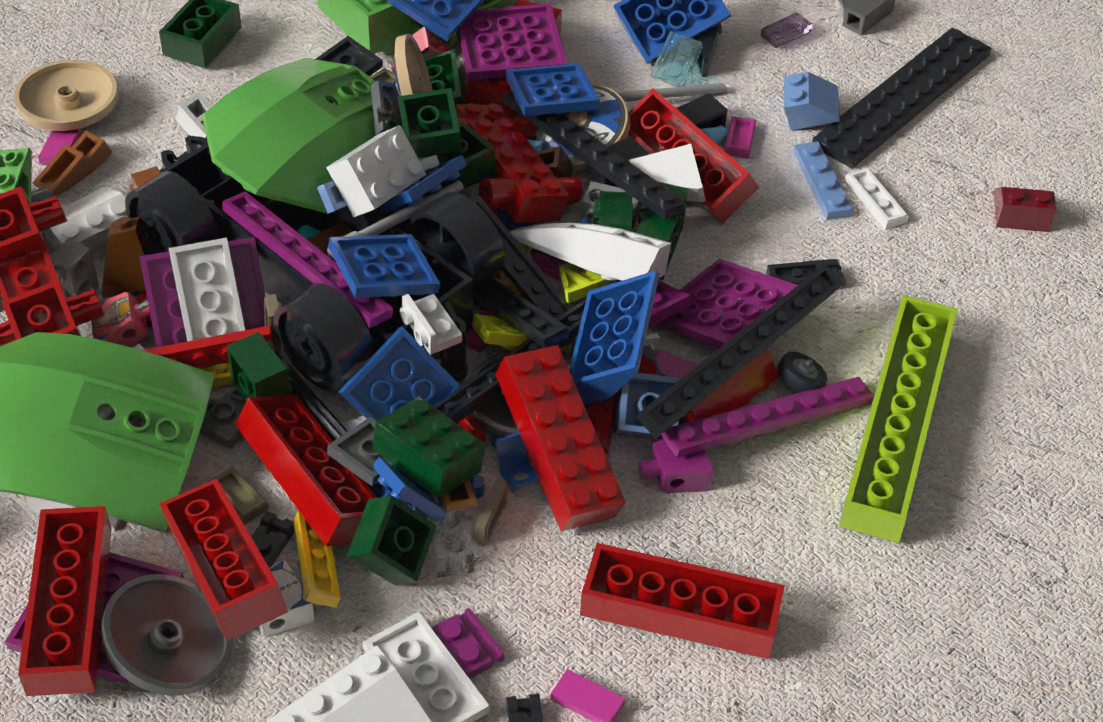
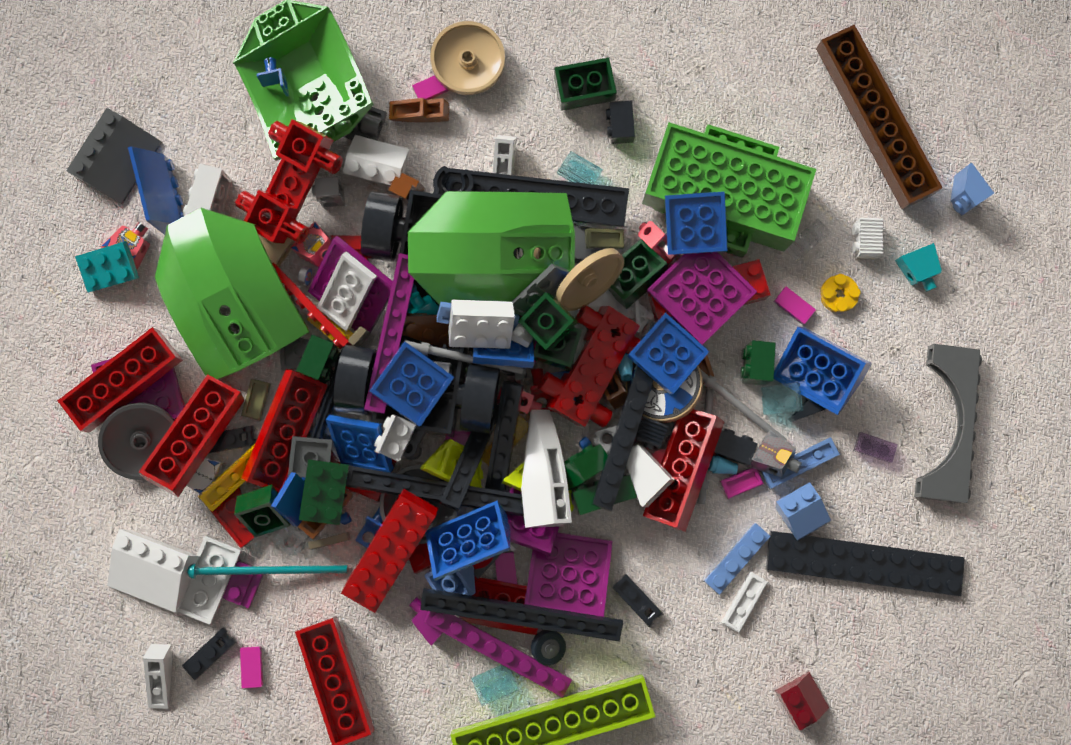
camera: 55 degrees right, 35 degrees up
(122, 261) = (351, 216): reddish brown slope -> none
(270, 29) = (621, 122): none -> black brick
(370, 601) = (225, 515): none -> red wing
(404, 662) = (192, 570): none -> teal bar
(587, 14) = (794, 305): none -> dark pink tile
(624, 52) = (758, 362): none -> dark green brick
(735, 87) = (775, 456): none -> dark grey torso
(756, 85) = (809, 457): none -> medium blue plate
(810, 449) = (494, 684): none -> clear light blue plate

